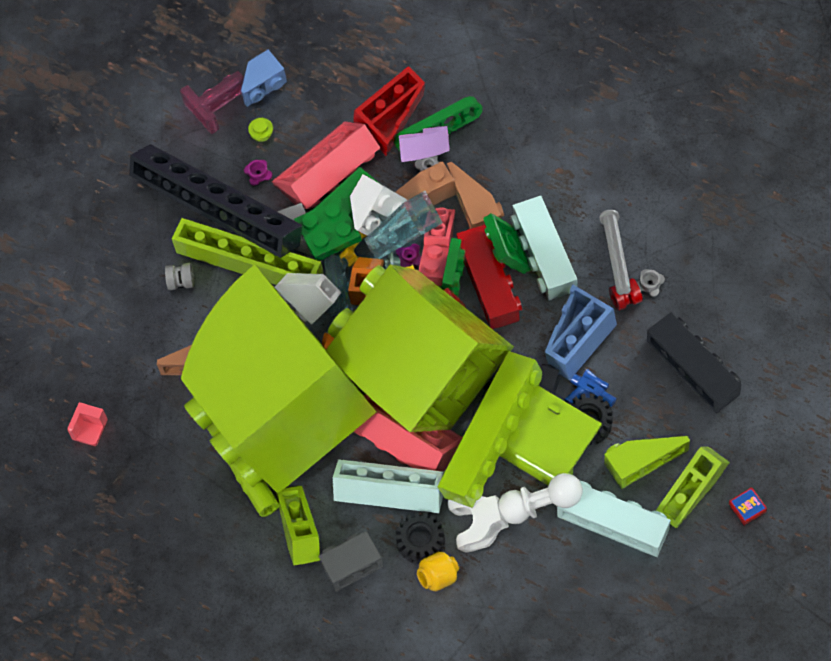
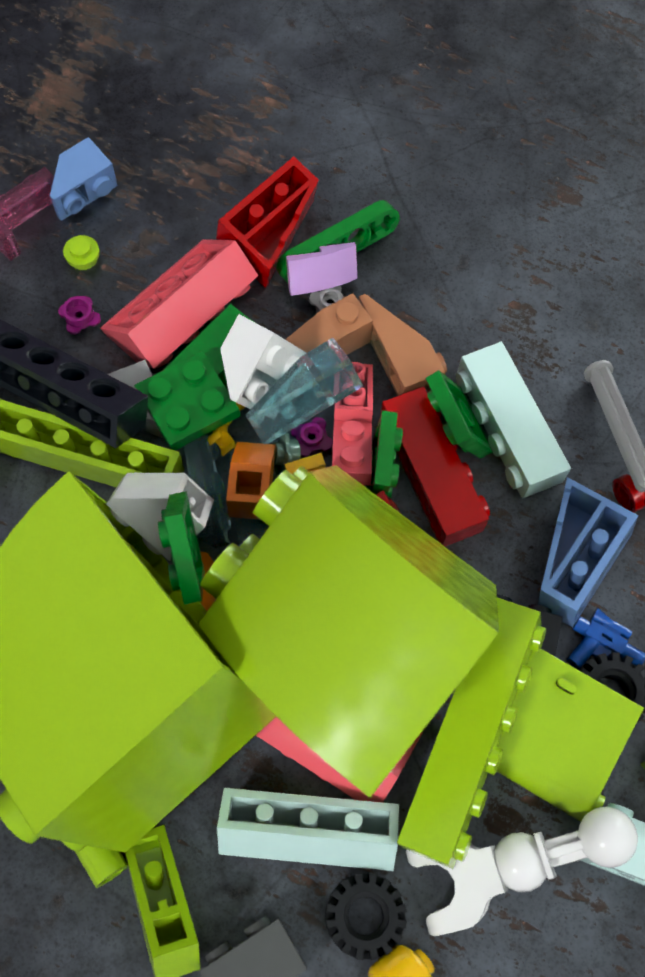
camera: 15 degrees left, 5 degrees up
(317, 301) = (179, 533): none -> green plate

